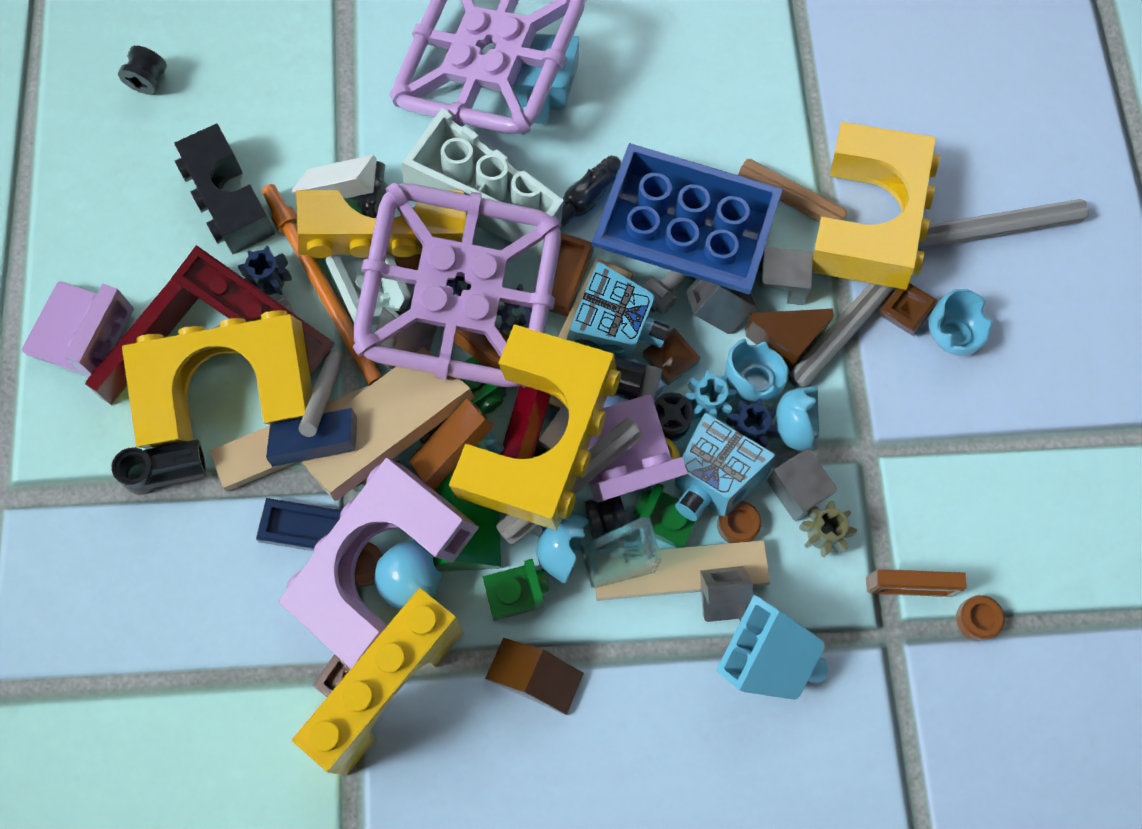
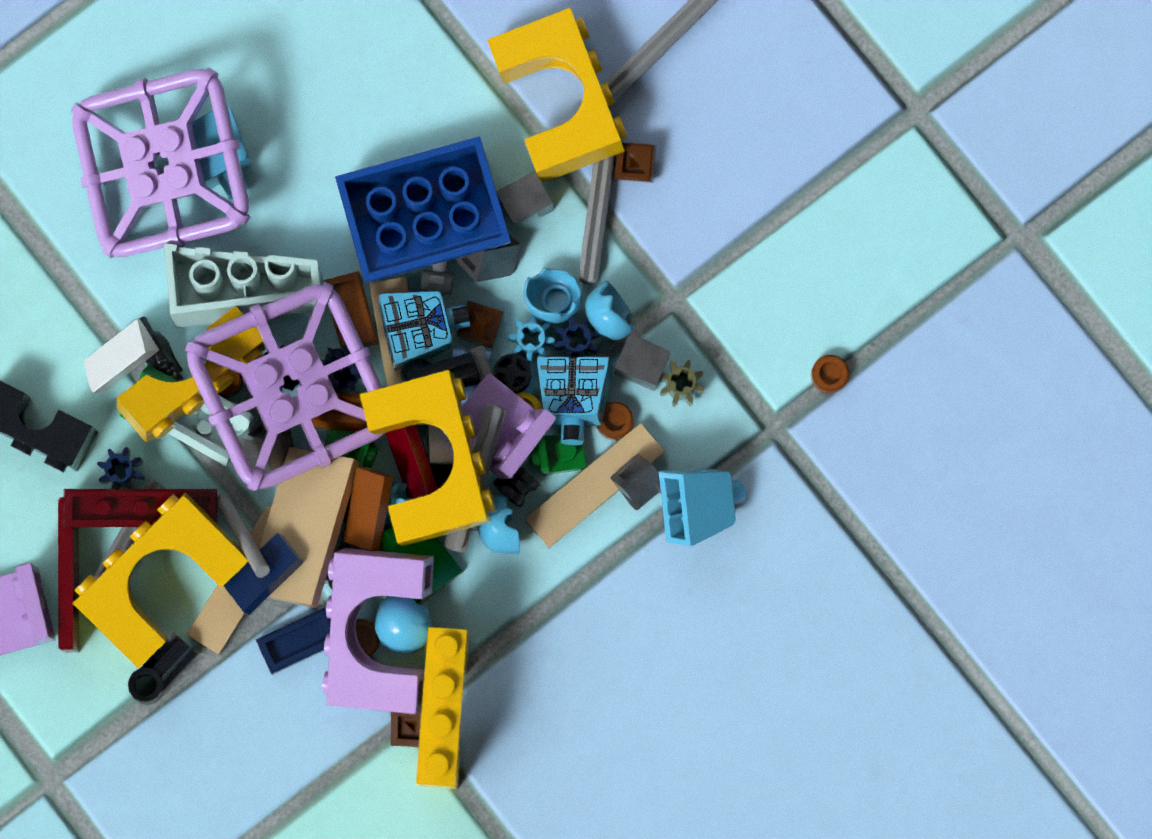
camera: 35 degrees left, 10 degrees up
(286, 223) = (102, 417): orange bar -> none
(516, 590) = (486, 581): green bracket -> none
(535, 675) = (541, 631): reddish brown slope -> none
(588, 190) = (322, 226): black piece -> none
(622, 554) = (546, 505): clear light blue slope -> none
(789, 331) = (558, 247): reddish brown slope -> none
(793, 193) = (485, 122): medium nougat axle -> none
(915, 583) = (768, 381): dark orange tile -> none
(960, 322) = (682, 151): medium azure hair -> none

